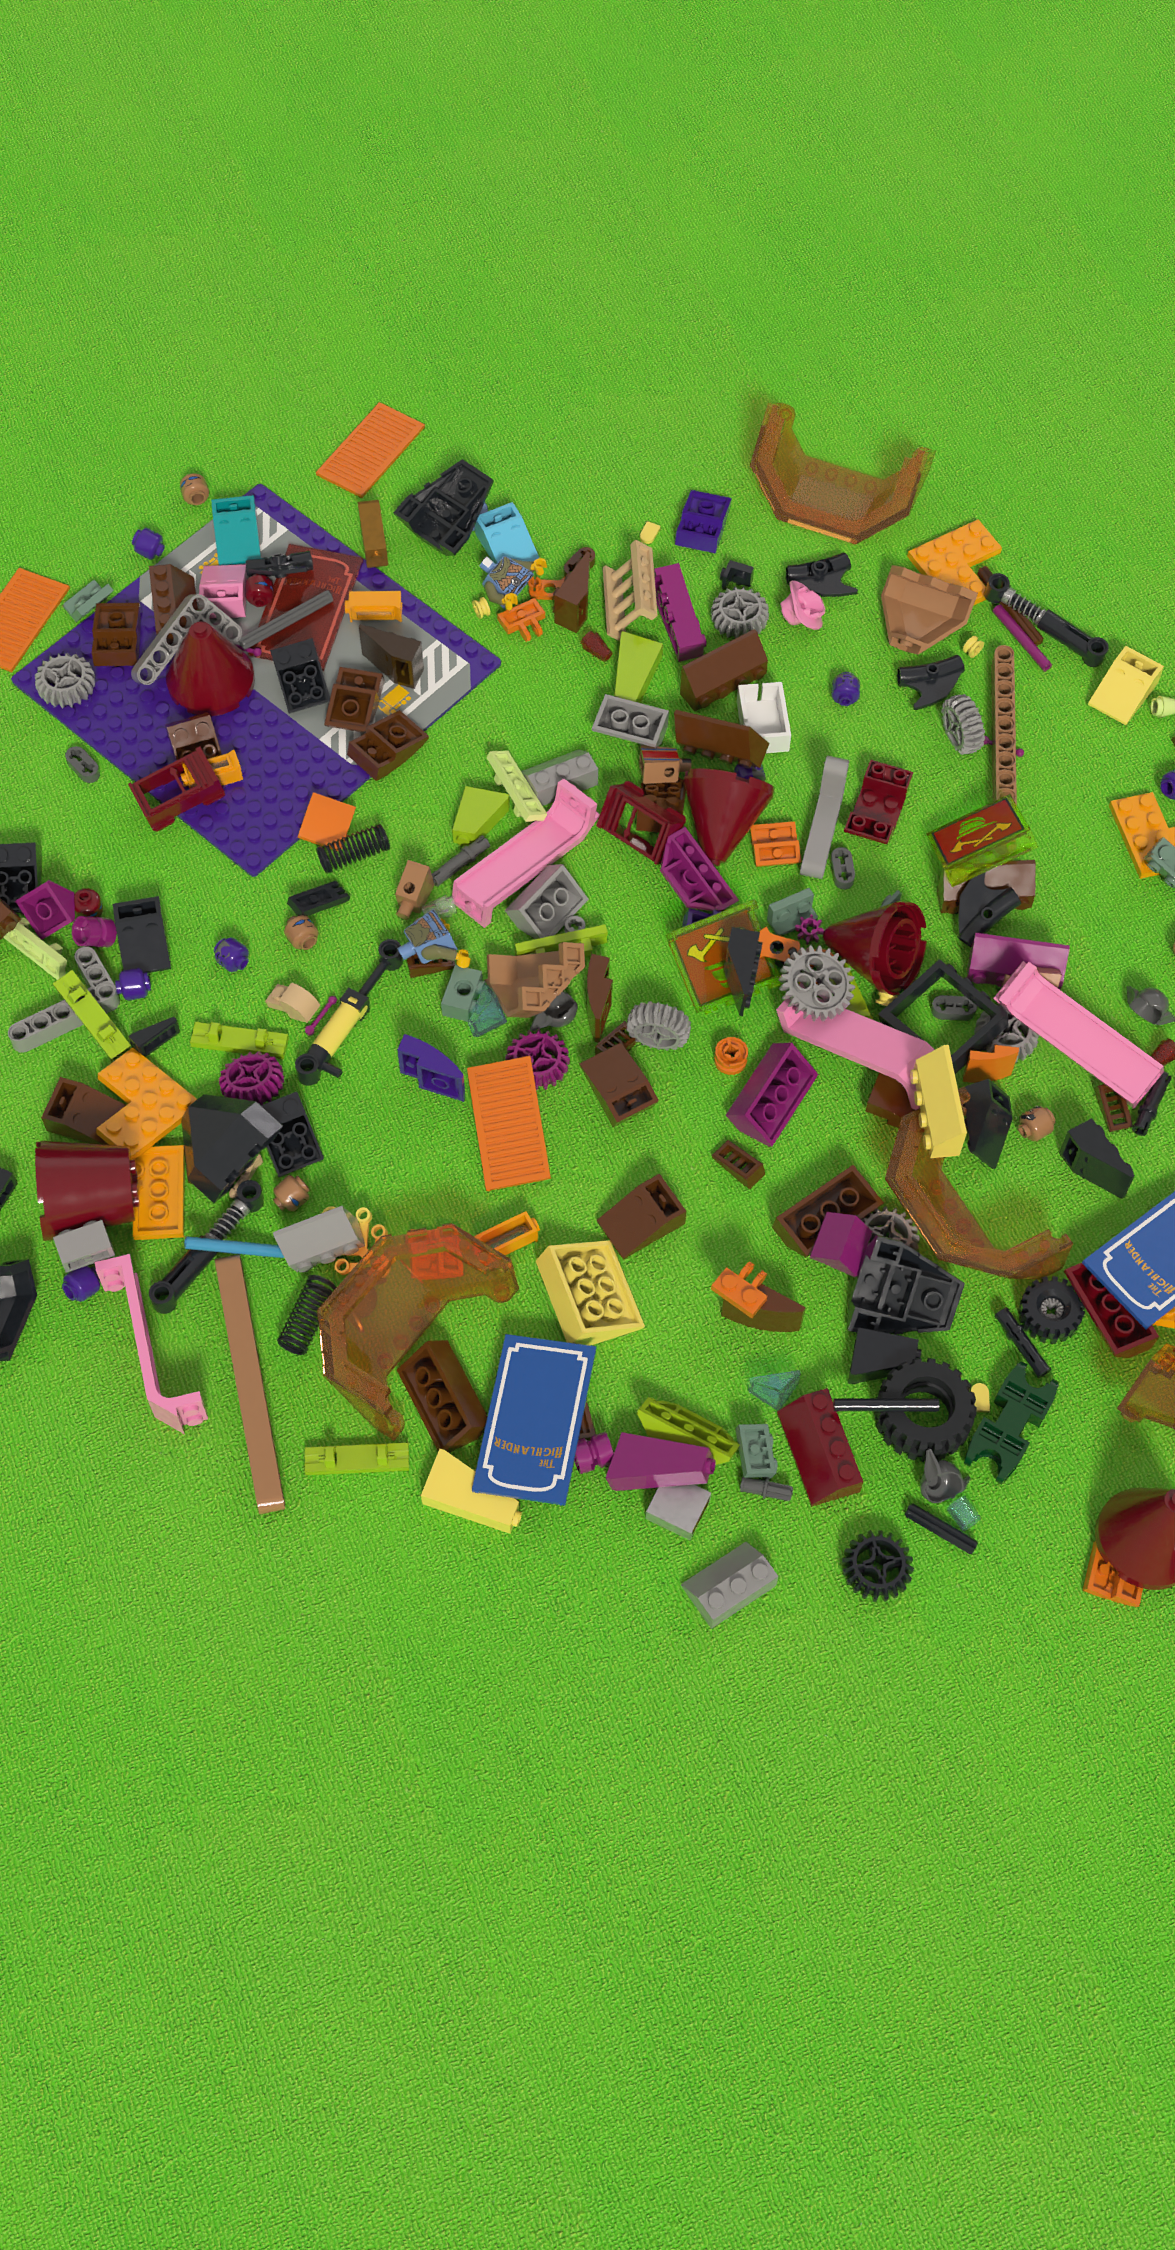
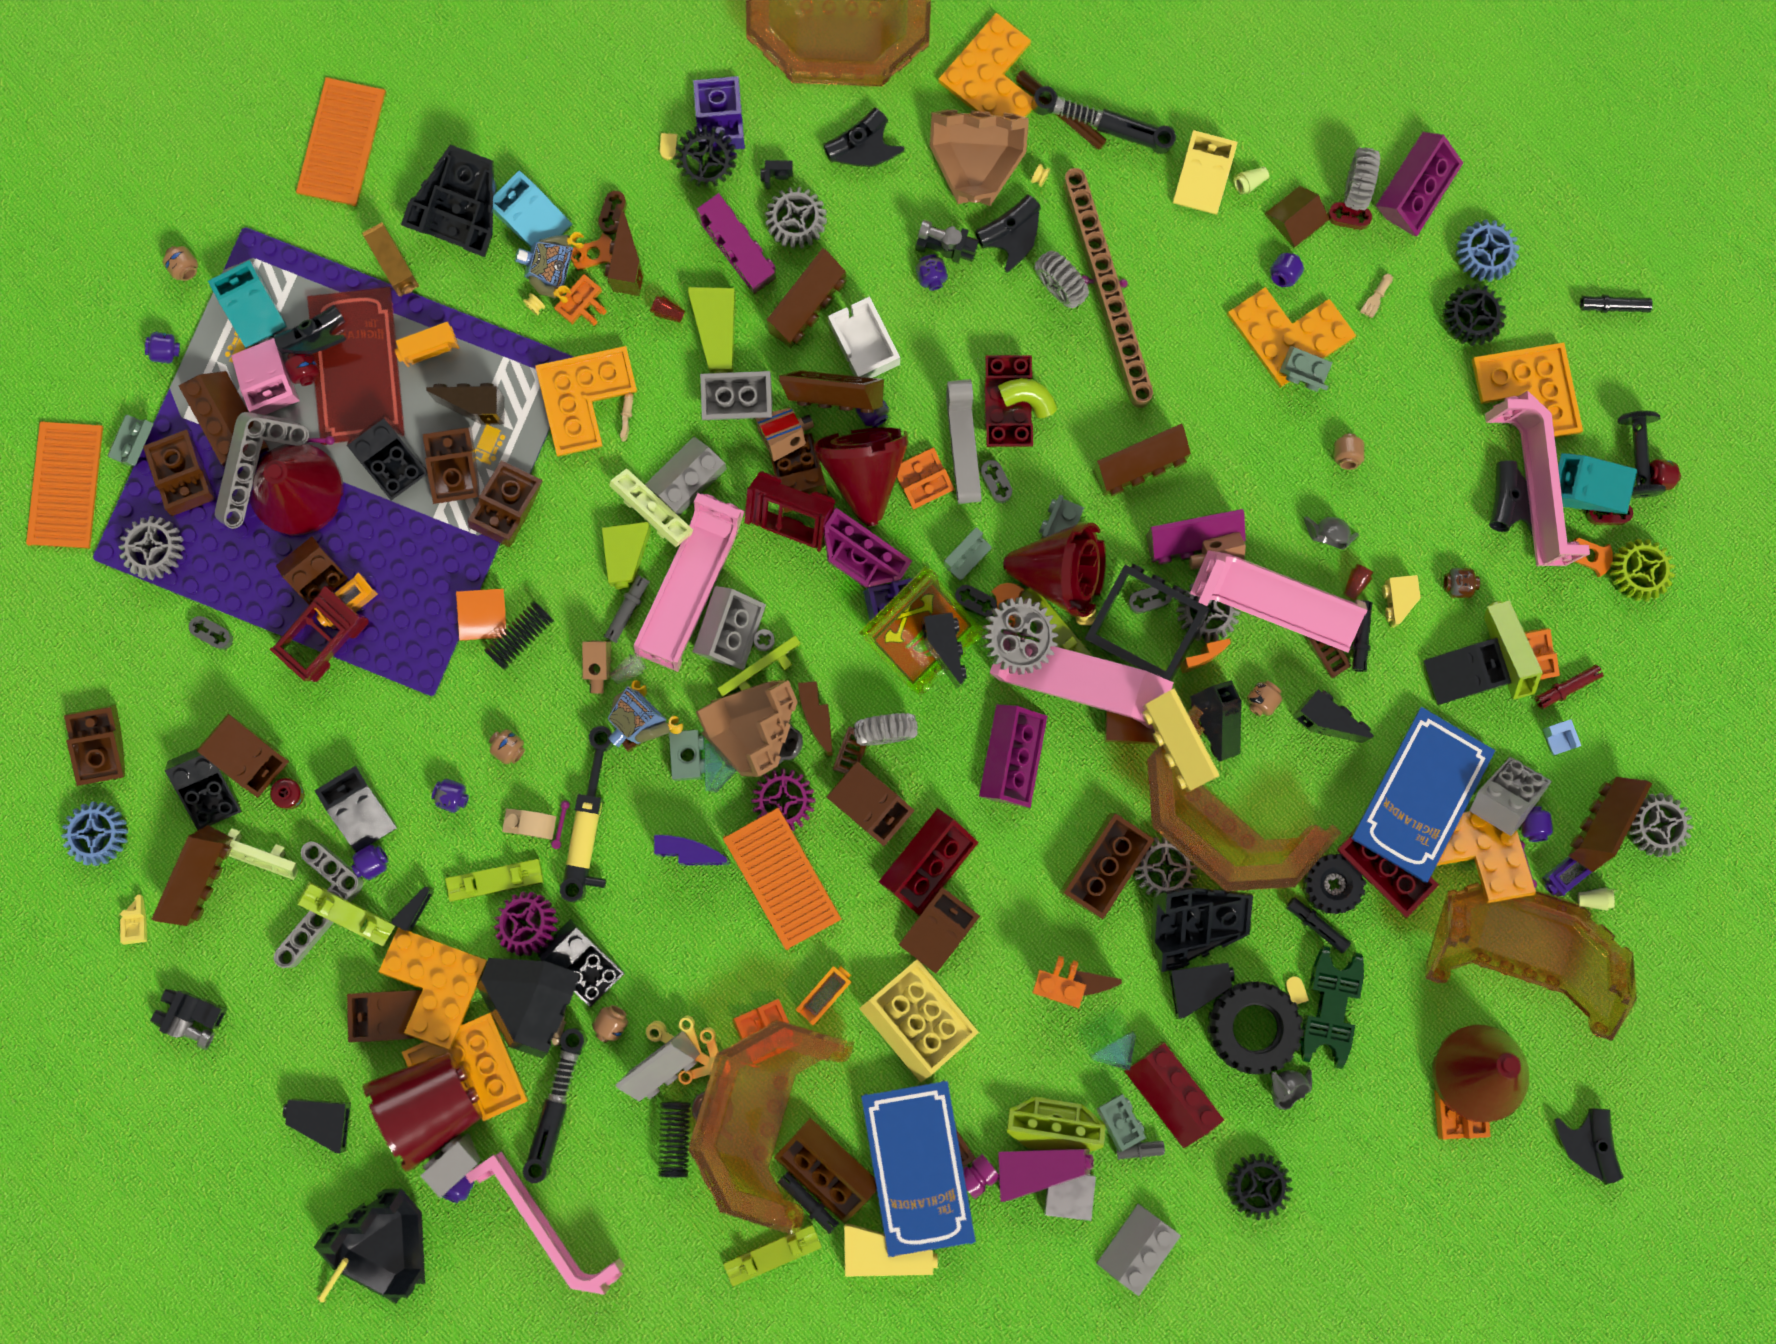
camera: 20 degrees left, 20 degrees up
(48, 908) = (254, 816): magenta slope -> none
(63, 854) = (243, 755): none -> reddish brown slope
(94, 931) = (308, 823): magenta wheel -> none
(235, 1247) = (577, 1102): dark azure piece -> none
(250, 1385) = (648, 1221): medium nougat beam -> none
(285, 619) = (344, 393): dark grey axle -> none
(318, 899) = (508, 705): black hinge -> none
(416, 1428) = (808, 1202): none -> black pin
(487, 675) = (570, 389): none -> light orange plate
(525, 714) = (626, 413): none -> tan piece
(643, 595) = (692, 231): tan fence -> none
(664, 1149) = (928, 861): none -> dark red slope
(673, 550) = (713, 159): none -> black gear
(724, 1061) = (961, 738): orange wheel -> none
(749, 1174) = (1009, 830): reddish brown slope -> none
(768, 938) = (952, 602): orange piece -> none
(803, 607) = (858, 191): bright pink hat -> none
(809, 922) = (994, 569): magenta gear -> none
(841, 1242) = (1129, 897): magenta slope -> none
(869, 667) = (948, 242): none -> hips
(886, 1404) = (1223, 1047): black piece -> none
(901, 801) = (1031, 392): none -> lime cylinder
(941, 1528) = (1301, 1128): black axle -> none
(963, 1513) = (1317, 1109): clear light blue beam -> none
(977, 899) = (1146, 487): black pin -> none
(982, 840) = (1124, 420): panel -> none
(1022, 638) = (1085, 145): magenta piece -> none

